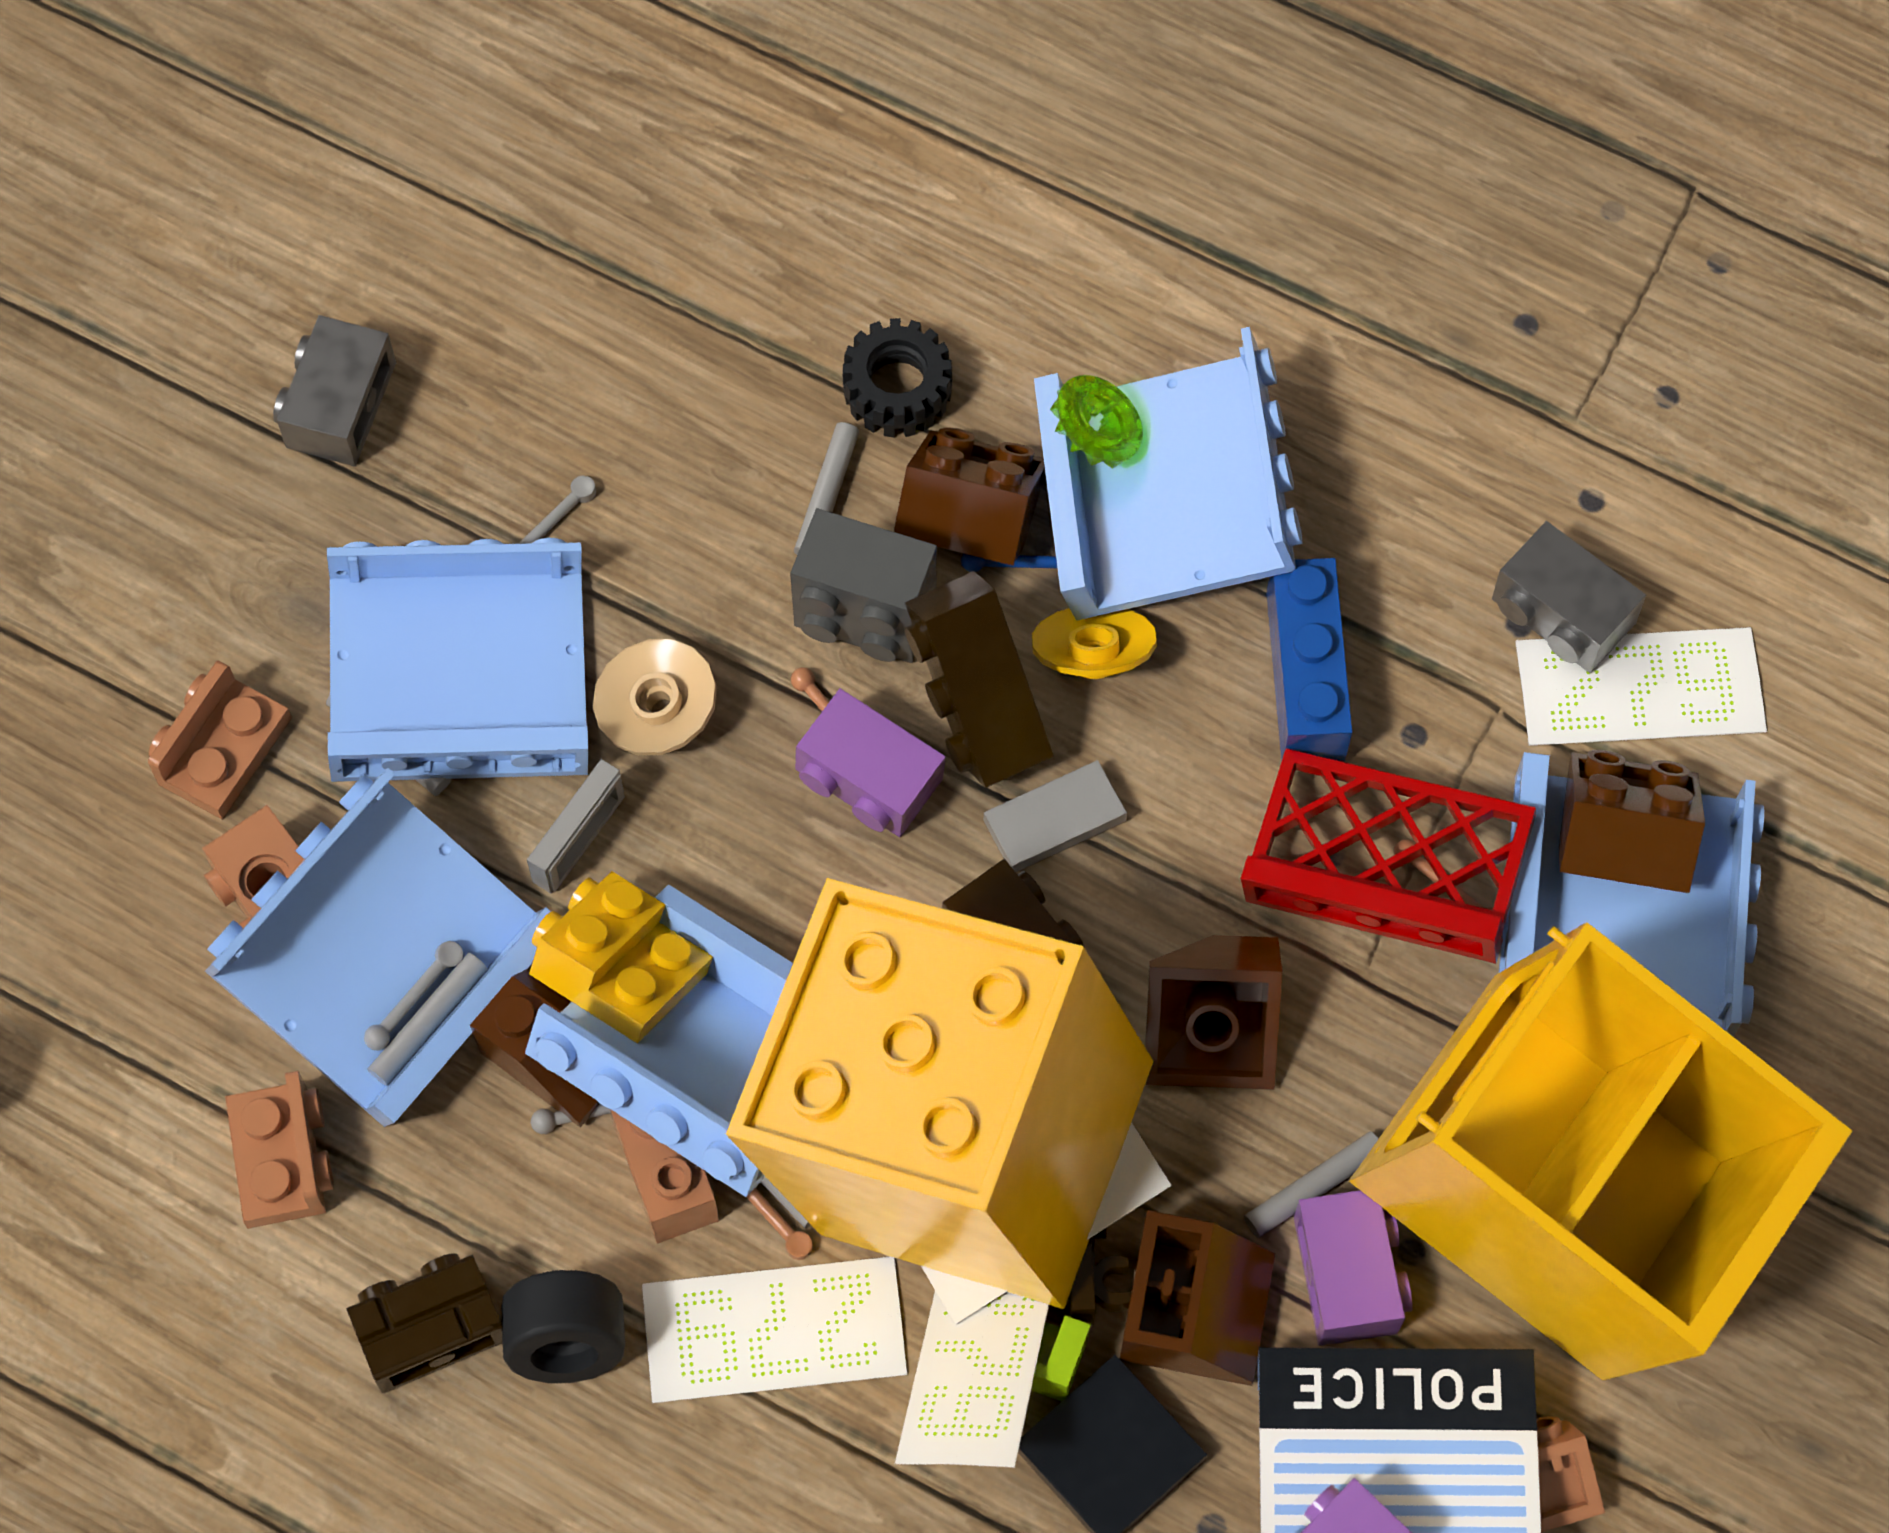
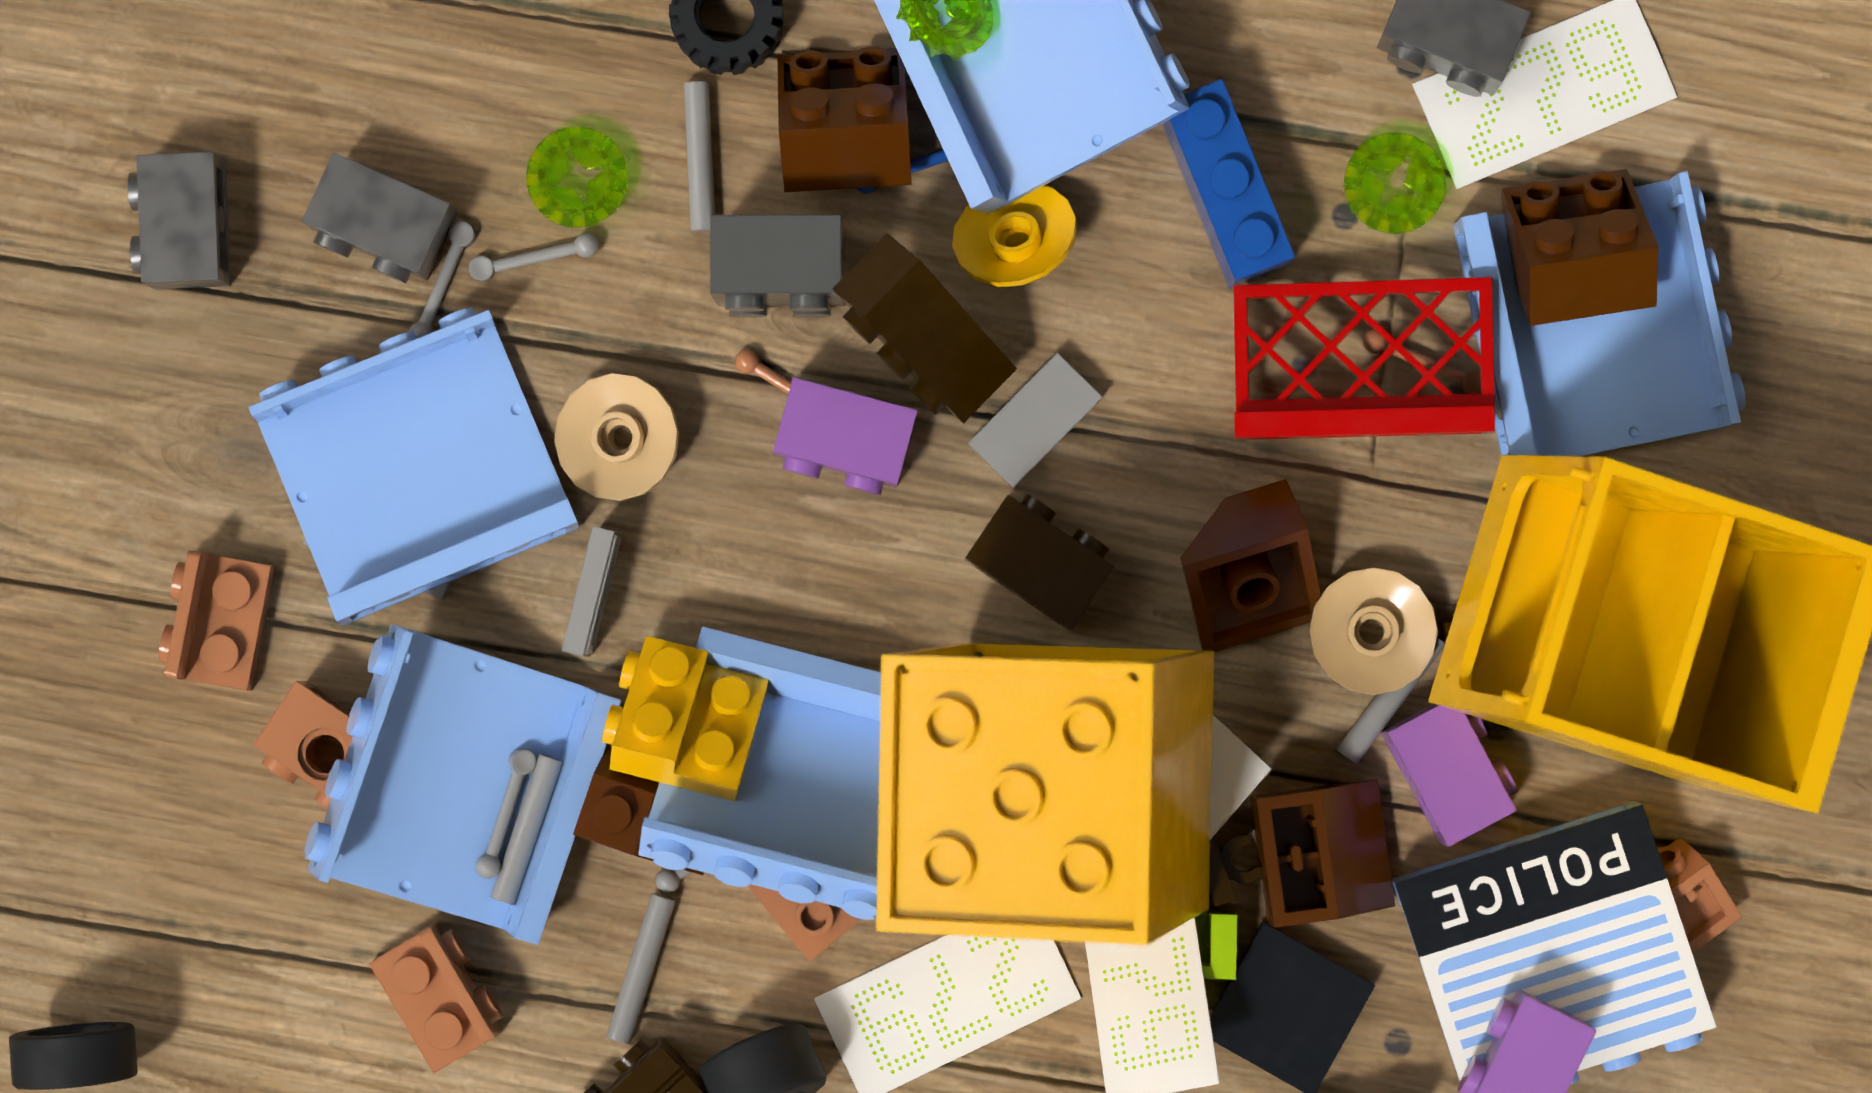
camera: 15 degrees left, 20 degrees up
(485, 1193) = (640, 968): none -> light grey piece
(513, 444) = (379, 218): none -> flat silver brick
(591, 524) = (483, 268): none -> light grey hinge
(689, 451) = (550, 164): none -> clear neon green gear
(1321, 1080) = (1406, 625): none -> tan dish
(1470, 690) = (1423, 176): none -> clear neon green gear

